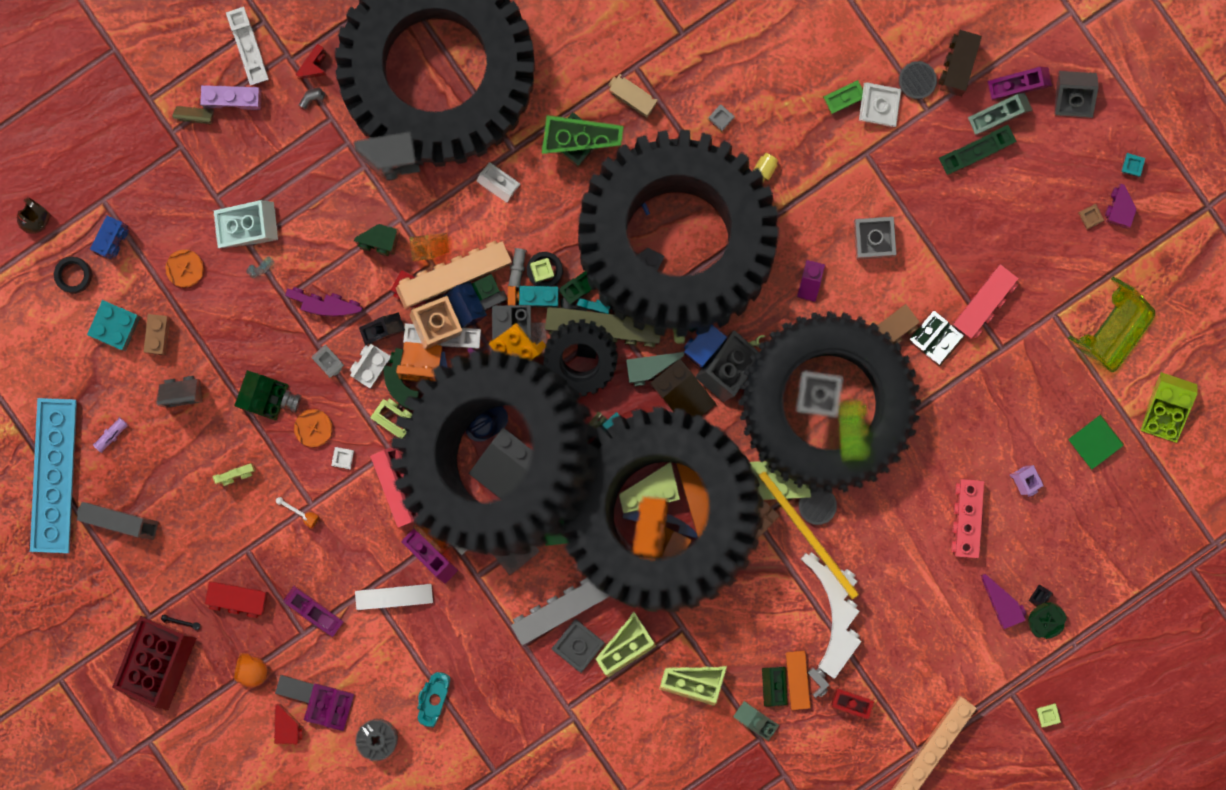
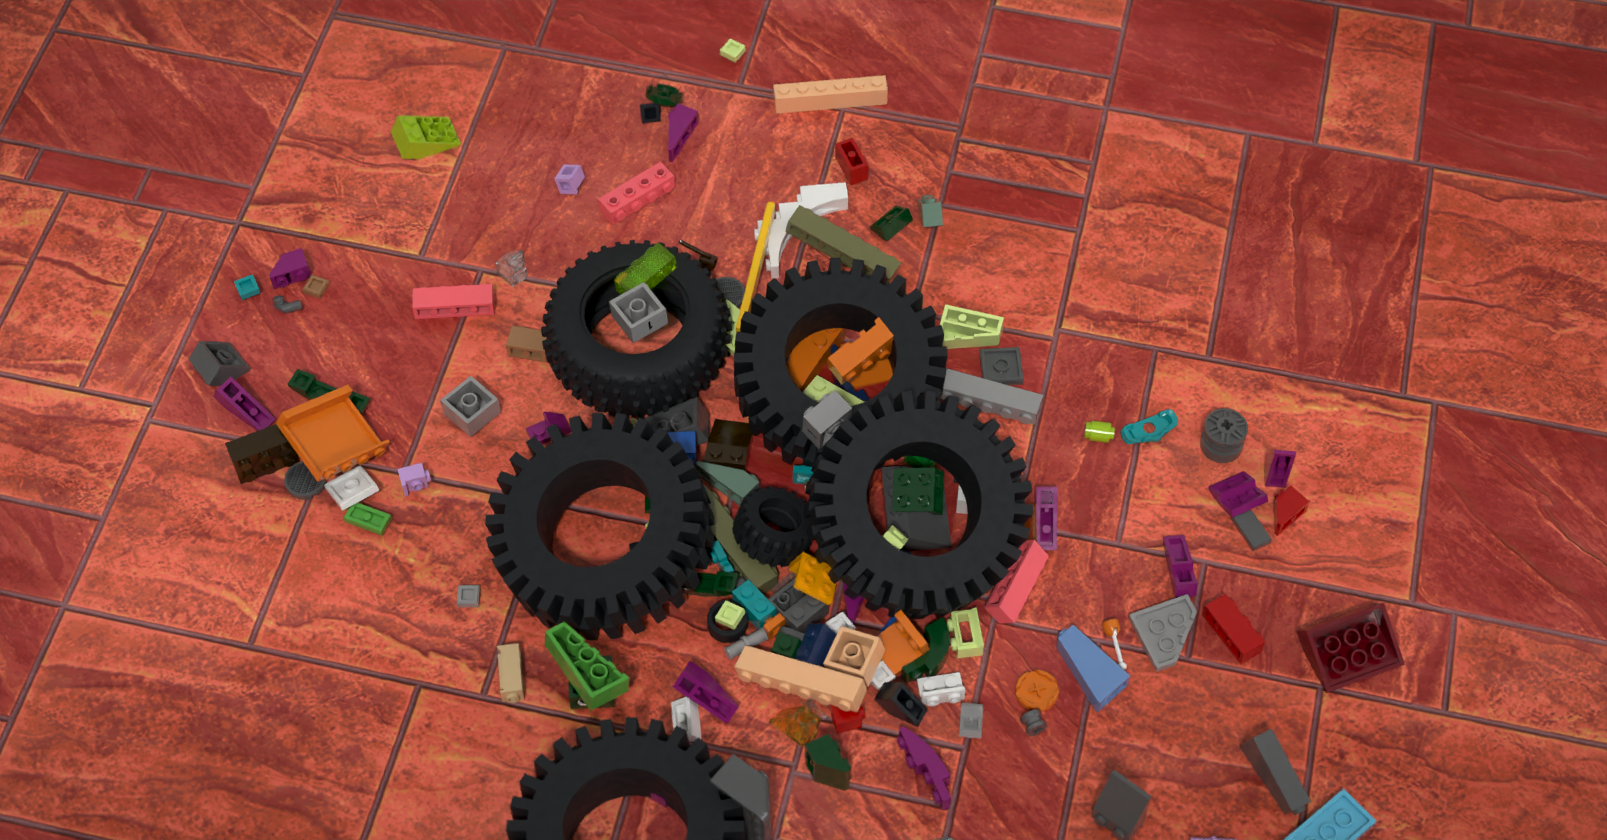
camera: 135 degrees left, 30 degrees down
(196, 625) = (1287, 644): black hinge -> none
(227, 478) = (1140, 713): yellowish green wing -> none
(250, 670) = (1274, 562): orange helmet -> none
(261, 395) = (1053, 750): dark green slope -> none
(277, 553) = (1164, 630): none -> light grey plate
(291, 476) = (1091, 667): none -> medium blue slope
(319, 751) = (1278, 468): none -> magenta slope
(342, 458) = (1037, 647): white tile -> none
(394, 597) = (1107, 517): white slope -> none
(461, 659) = (1099, 431): none -> lime brick
(481, 413) = (895, 537): none -> yellowish green plate
(487, 446) = (918, 490): none -> dark green bracket
(506, 208) = (705, 691): none -> magenta slope
(608, 445) = (825, 418): none -> light grey brick
(694, 683) = (944, 265): yellowish green wedge -> none
(767, 165) = (478, 529): light yellow brick -> none
(776, 622) = (839, 243): none -> olive brick
(797, 680) = (871, 211): orange tile -> none
(818, 676) = (860, 190): light grey bracket -> none
(849, 153) = (413, 478): none -> lavender brick
(858, 516) = (708, 260): none -> dark brown plant
(928, 118) = (330, 434): none -> orange panel
(936, 338) = (513, 311): slope -> none
(977, 367) = (512, 267): none -> clear slope
(1000, 113) = (275, 395): sand green slope -> none
(1090, 180) = (284, 306): none -> dark grey arm
(1096, 441) = (497, 160): green slope -> none
(1120, 330) = (392, 206): clear neon green windscreen -> none

